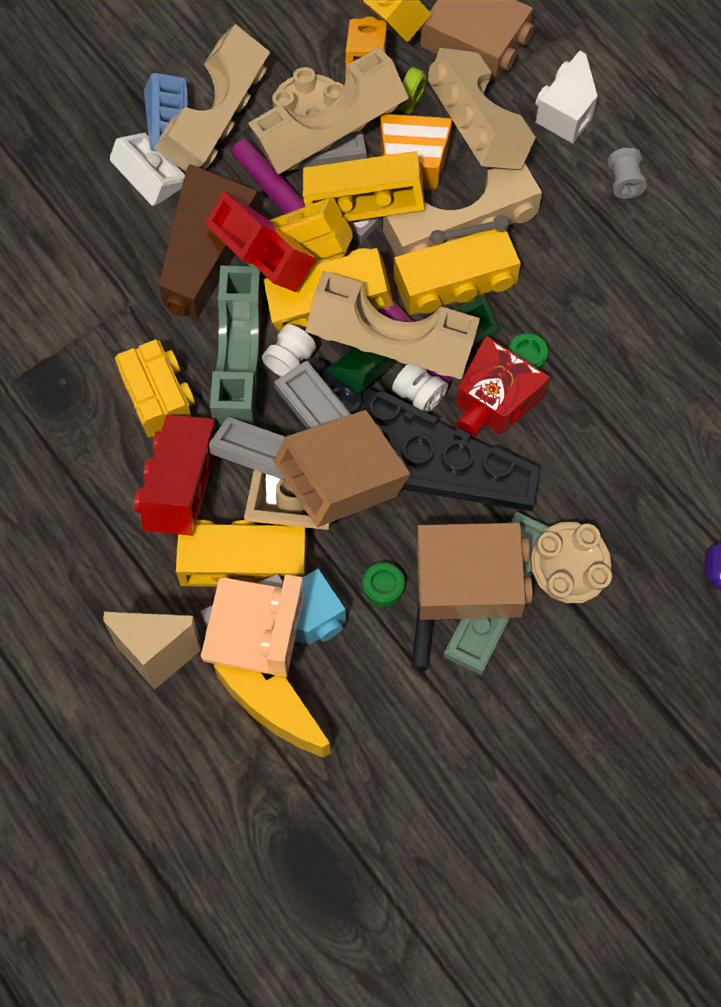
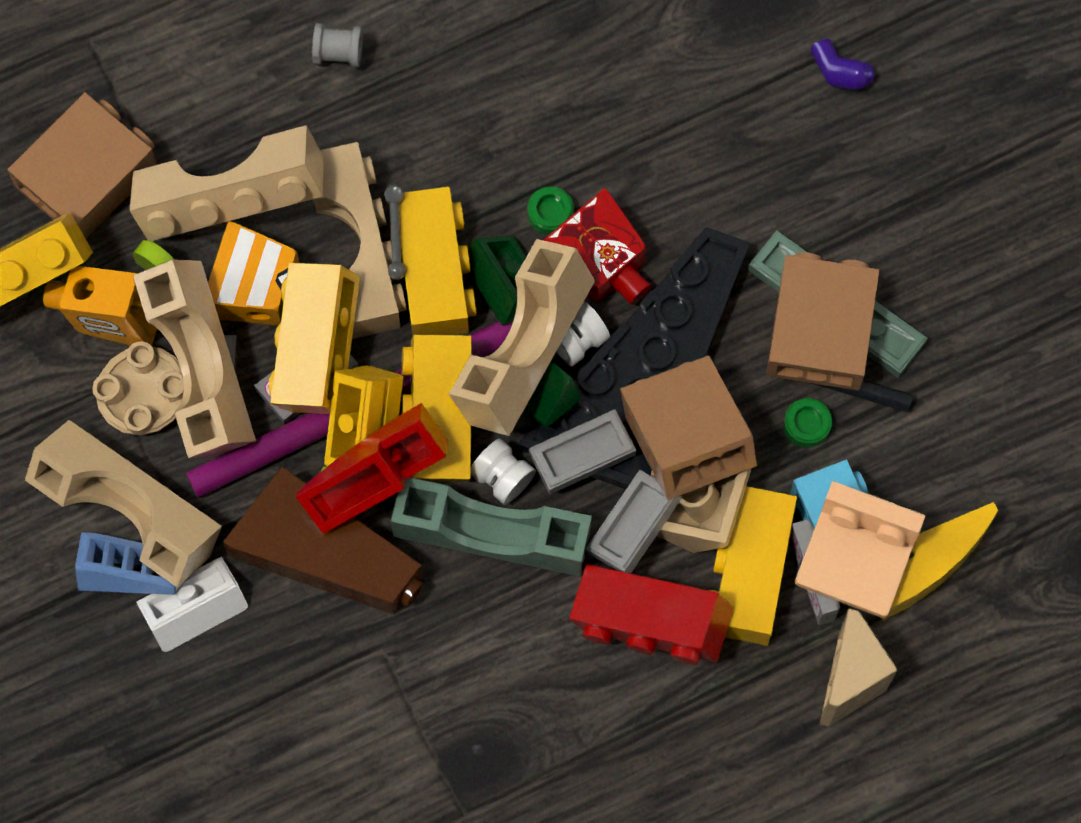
camera: 80 degrees left, 5 degrees up
(153, 385) = (519, 632): yellow brick -> none
(569, 101) = (219, 81): white slope -> none
(571, 562) = (819, 219): tan dish -> none

